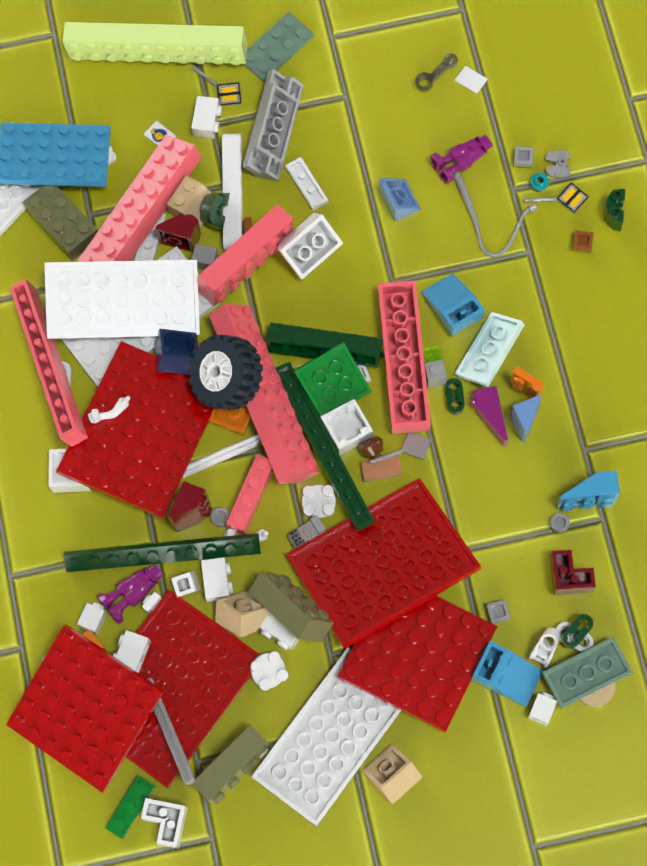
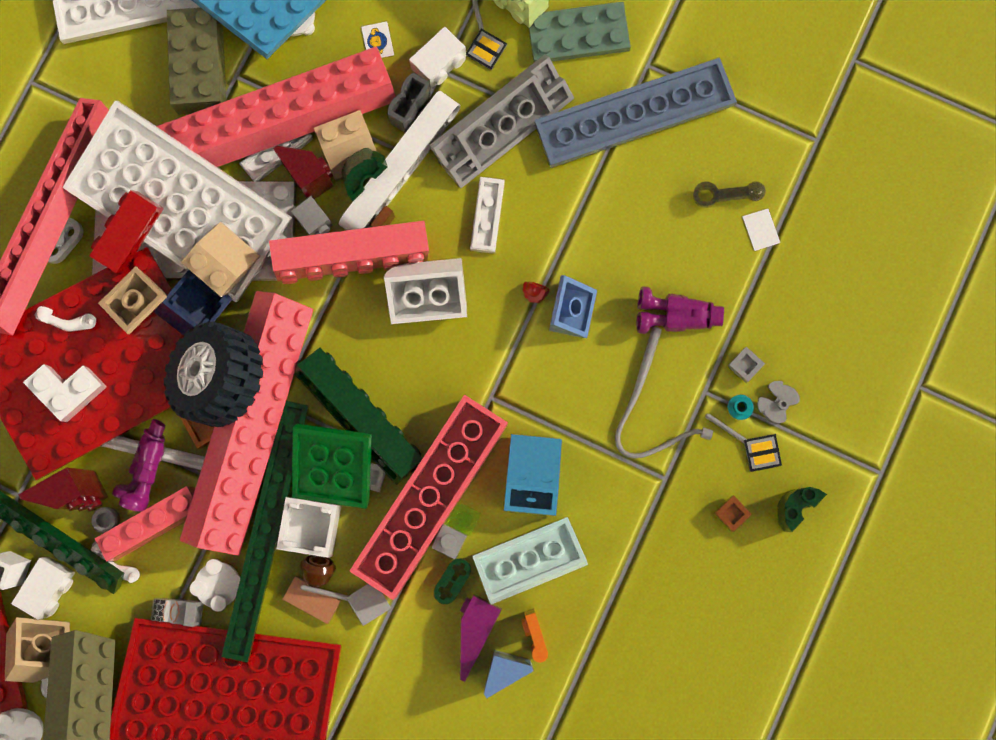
camera: 35 degrees right, 10 degrees up
(106, 334) = (125, 231): none -> red brick
(142, 452) = (62, 396): none -> white brick
(144, 367) = (132, 300): none -> tan slope
(175, 311) = (220, 259): none -> tan slope
(210, 152) = (412, 99): none -> dark grey brick
(221, 463) = (144, 468): none -> magenta piece
(346, 67) = (635, 112): none -> sand blue plate
(370, 205) = (535, 292): none -> red piece

